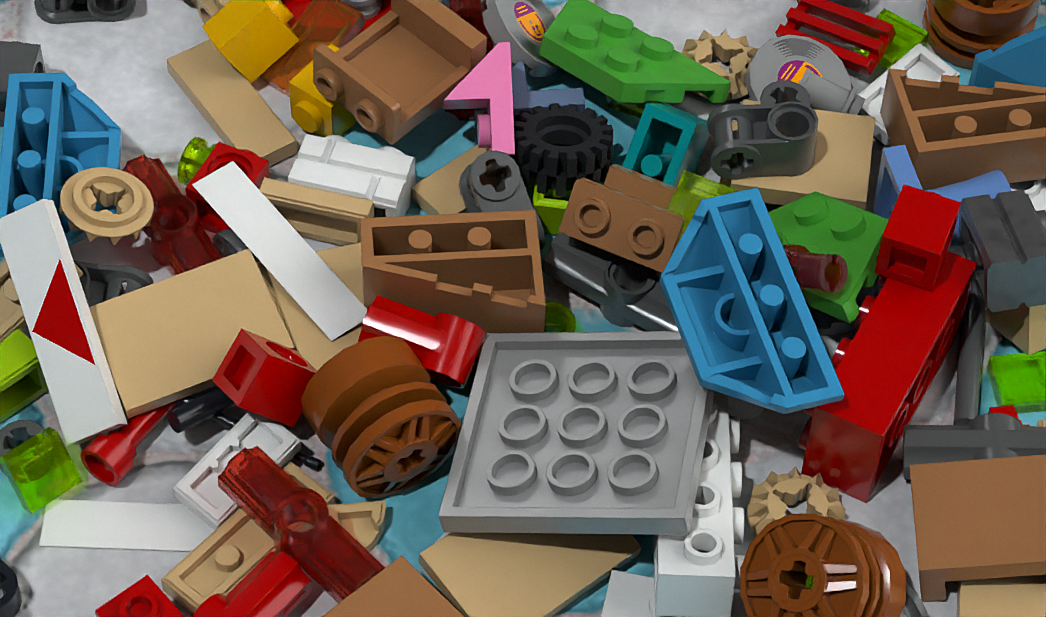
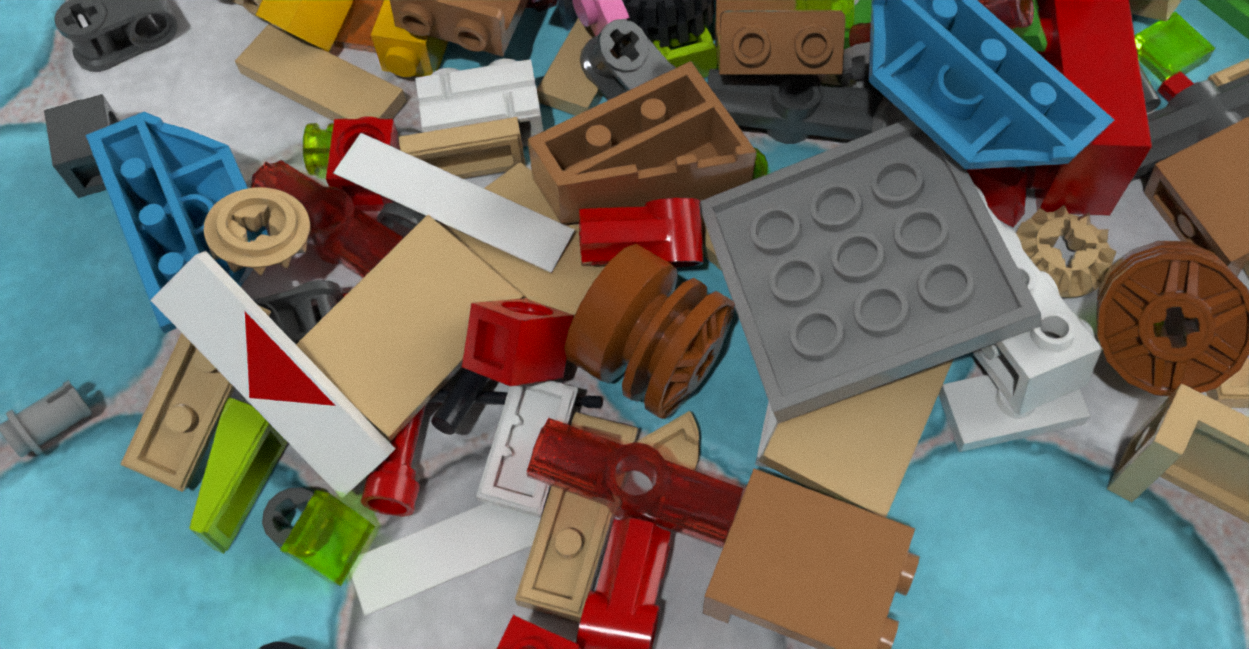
camera: 20 degrees left, 10 degrees up
(767, 435) = (1003, 191): none -> red tile

